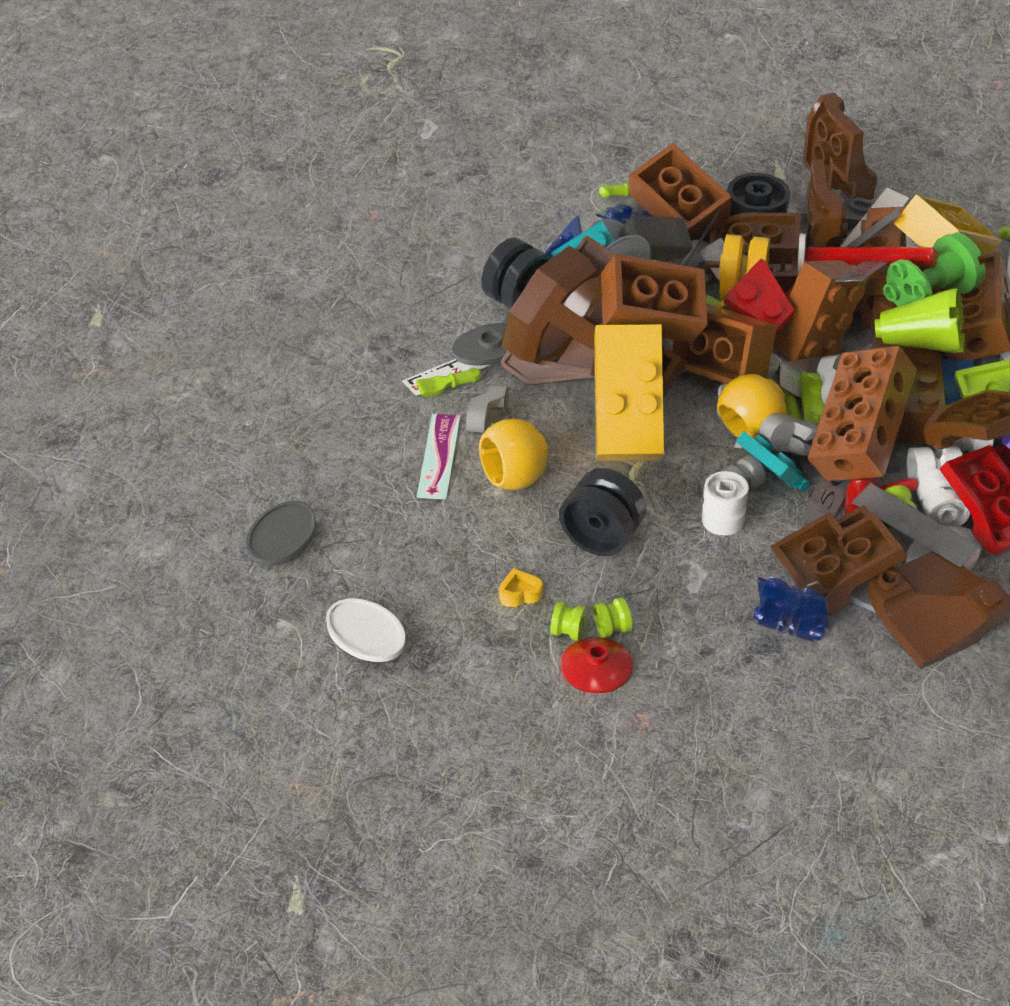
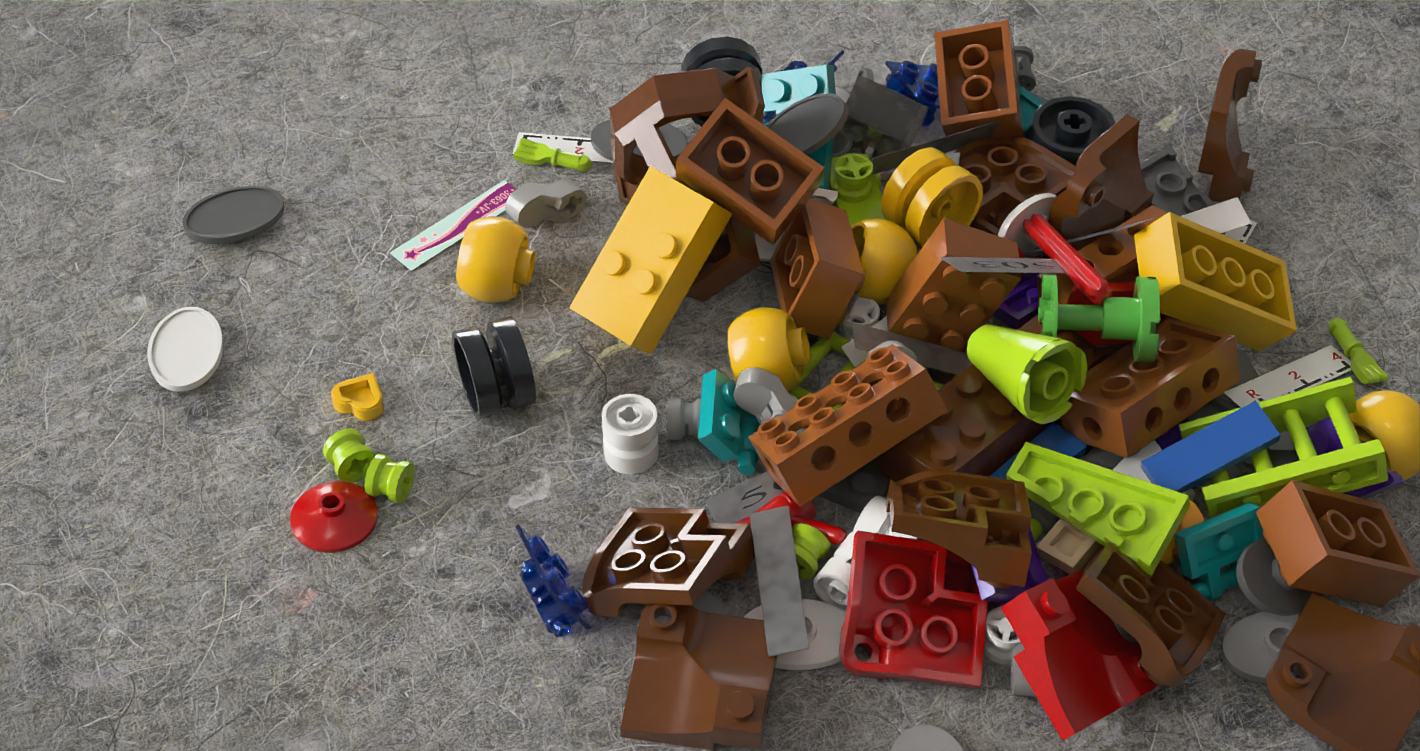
camera: 40 degrees right, 5 degrees up
(760, 297) = (887, 237): red wing -> none

